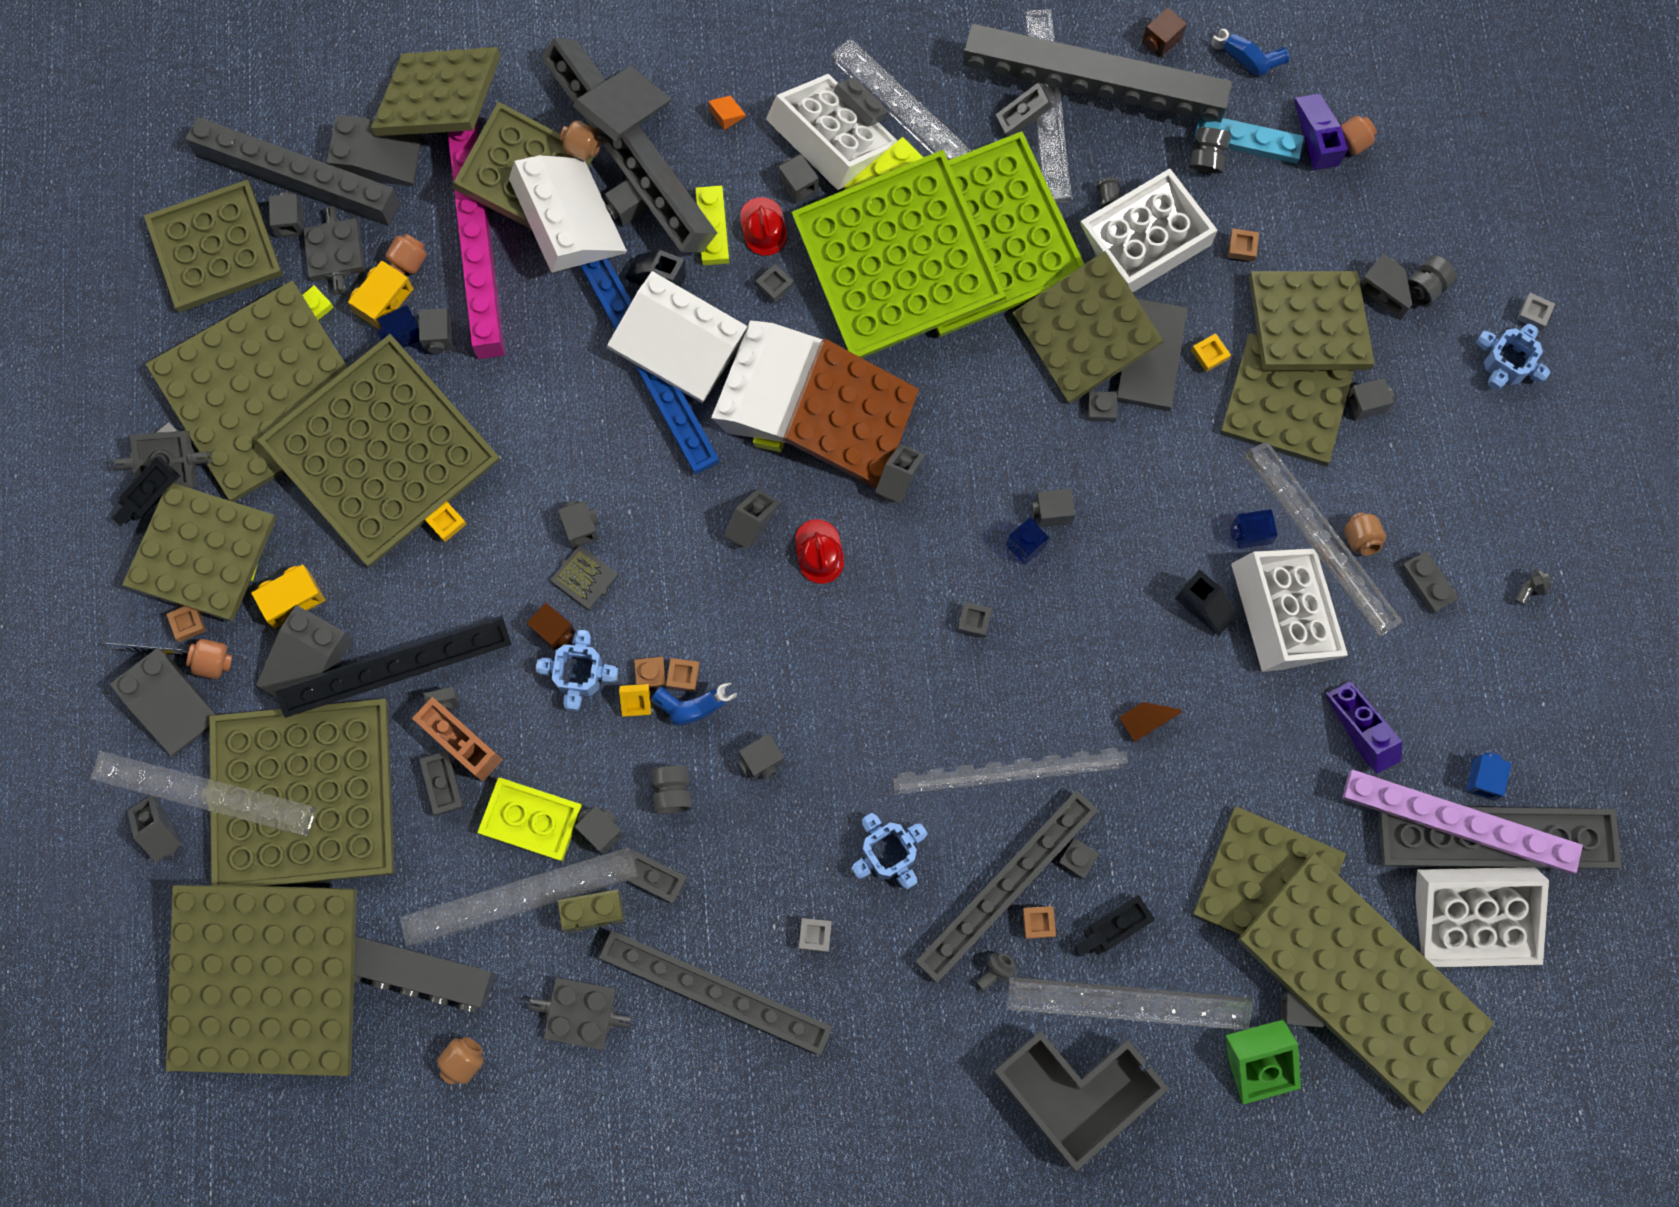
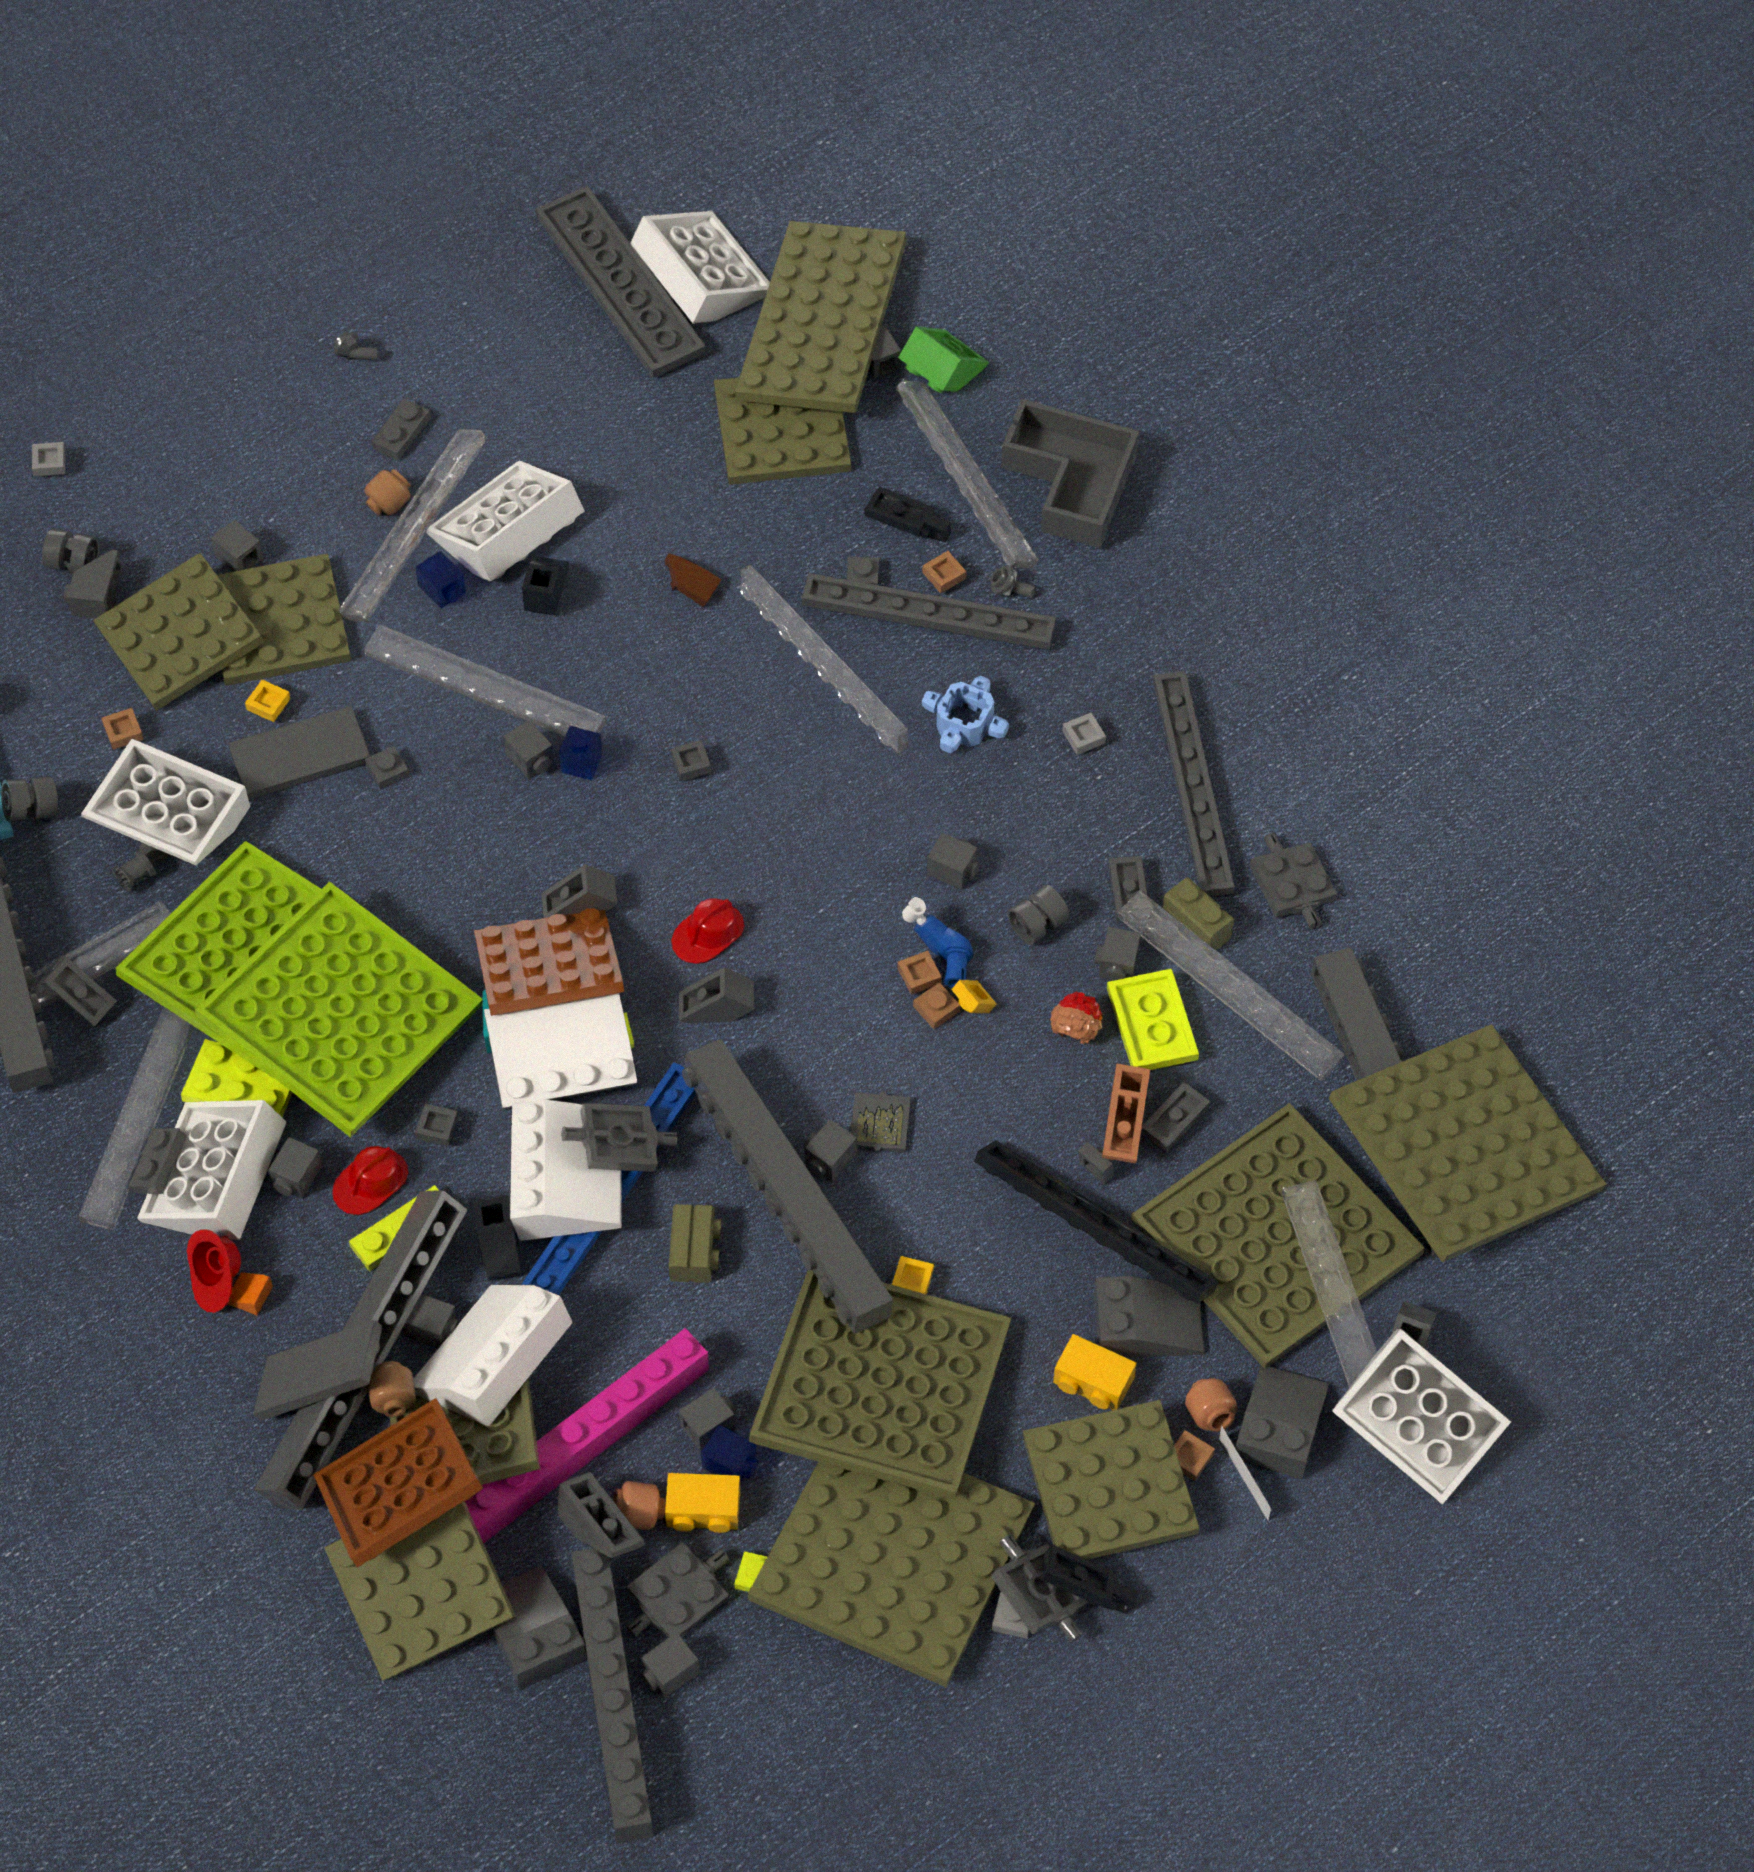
camera: 120 degrees left, 15 degrees down
(86, 793) = (1420, 1415): none -> white slope
(213, 245) = (756, 1724): olive plate -> none
(400, 214) = (595, 1517): none -> dark grey slope
(460, 1061) = (1407, 945): medium nougat head -> none
(498, 96) = (397, 1482): none -> dark orange plate
(551, 627) = (954, 1112): reddish brown brick -> none
(560, 467) = (787, 1186): none -> dark grey brick
(564, 760) = (1077, 1017): none -> nougat piece
(569, 393) = (693, 1243): none -> olive brick
(581, 650) = (968, 1045): light blue piece -> none
(672, 378) = (619, 1137): none -> dark grey plate
(754, 96) = (212, 1266): none -> red piece
(1088, 327) = (311, 807): olive plate -> none
(1134, 510) = (480, 683): none -> clear plate
(1366, 728) = (583, 414): dark purple slope -> none
(1462, 822) = (627, 307): lavender plate -> none
(1488, 776) = (567, 308): blue brick -> none
(1523, 341) = (119, 438): light blue piece -> none

